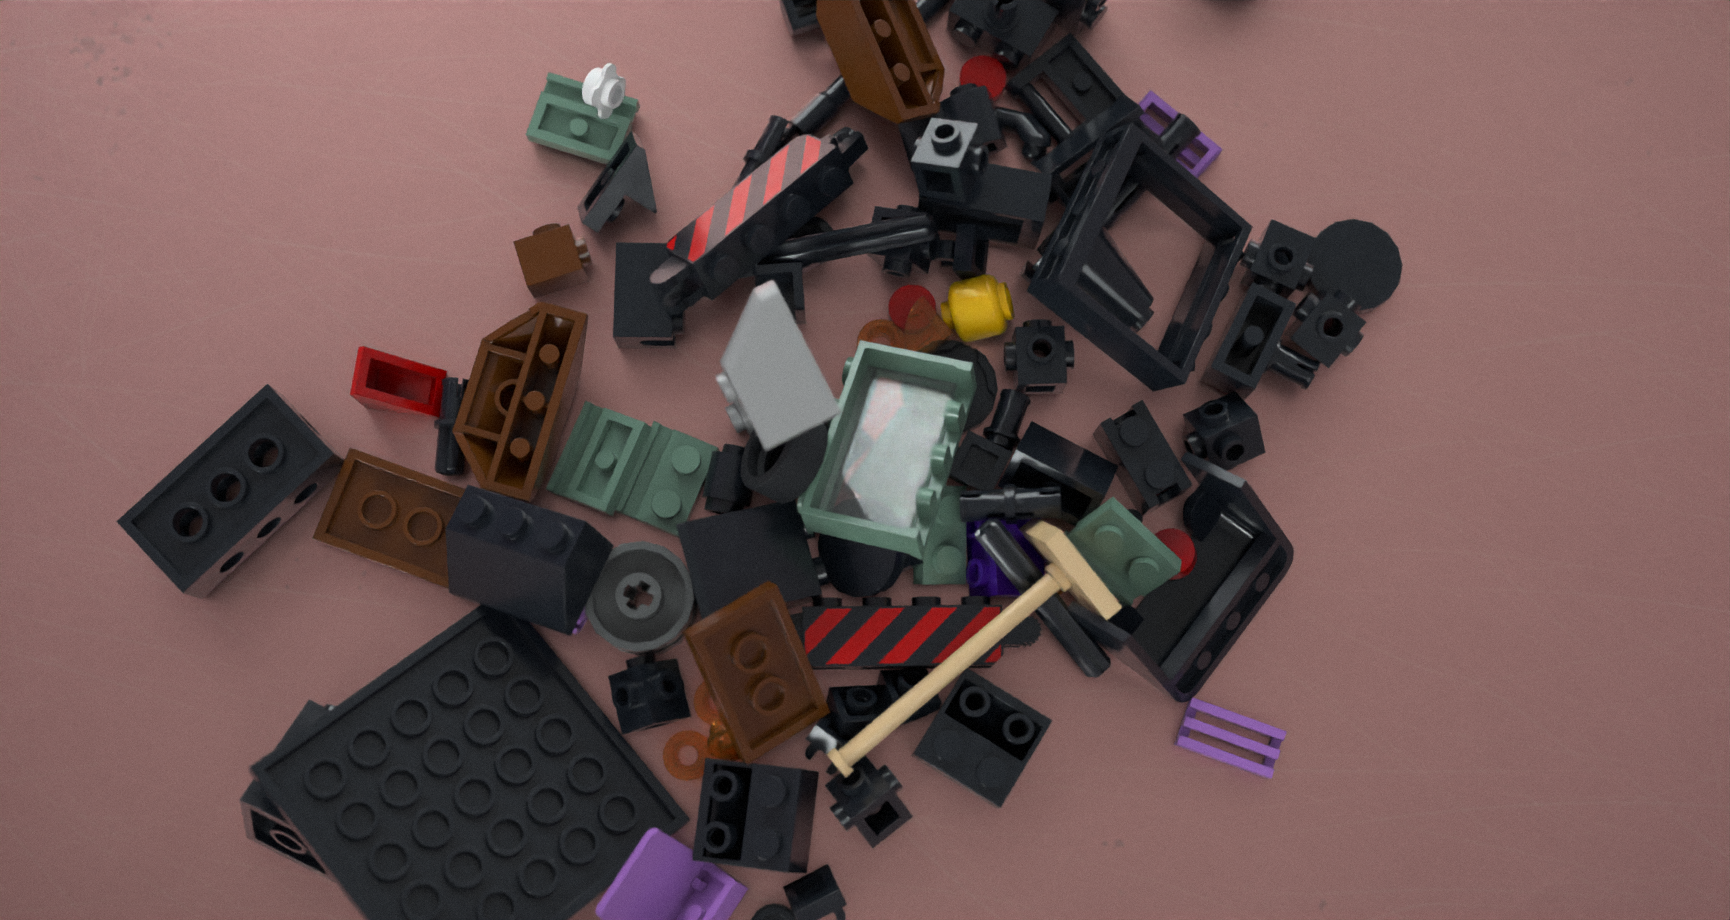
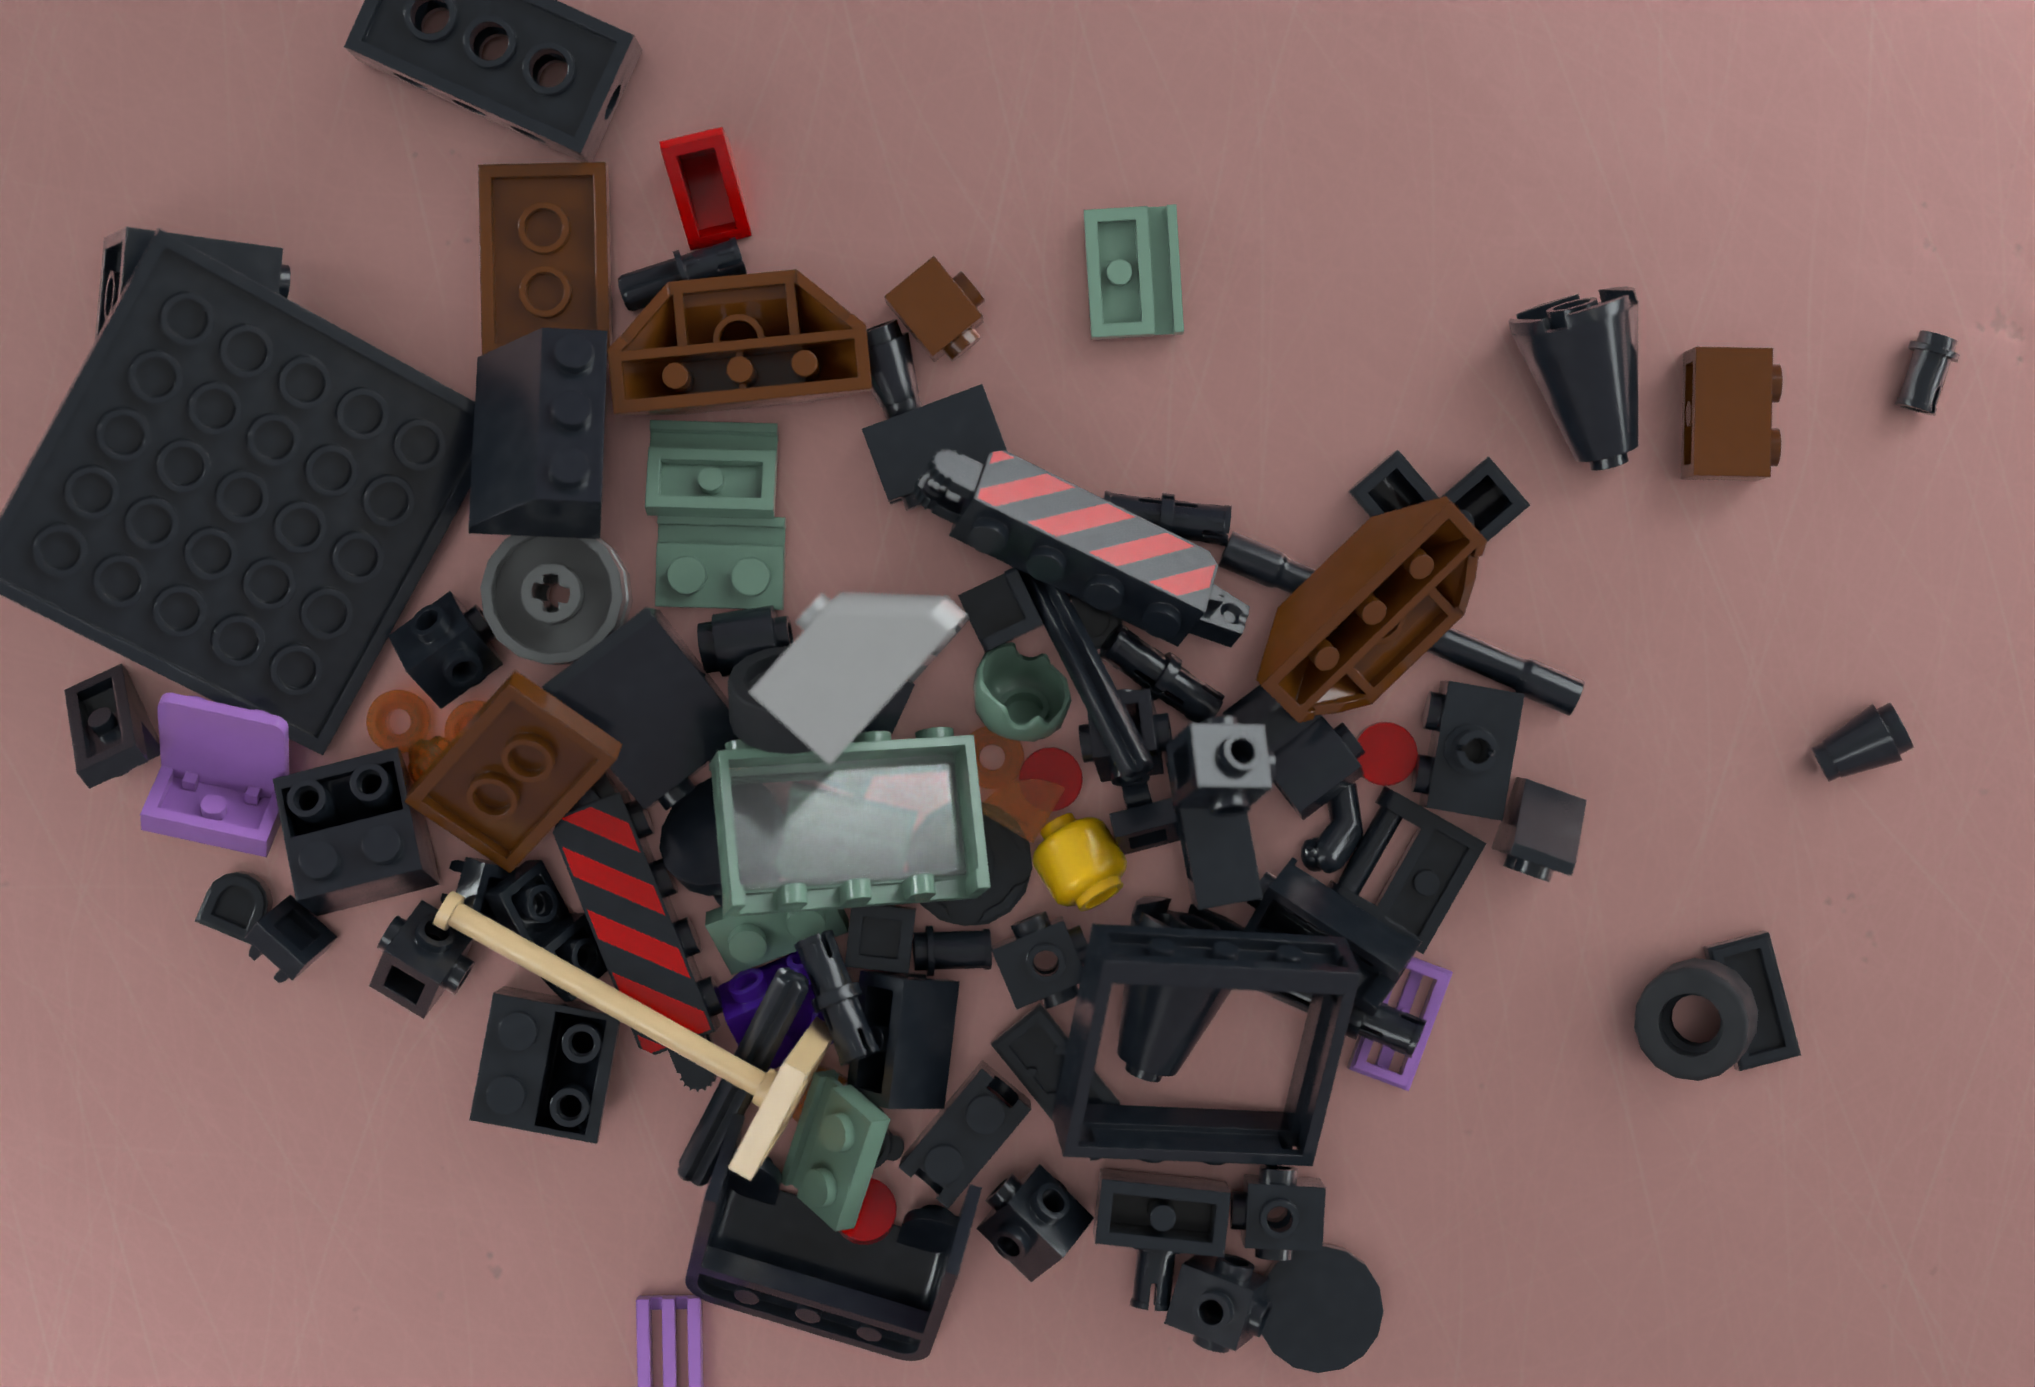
camera: 65 degrees right, 10 degrees up
(597, 306) = (892, 369): none -> black cone
(604, 89) = (1172, 288): white plate -> none
(623, 175) = (1068, 354): black slope -> none
(845, 303) = (1020, 694): none -> sand green hair
(861, 207) = (1161, 674): none -> black pin
(1108, 389) = (1036, 1054): none -> black plate

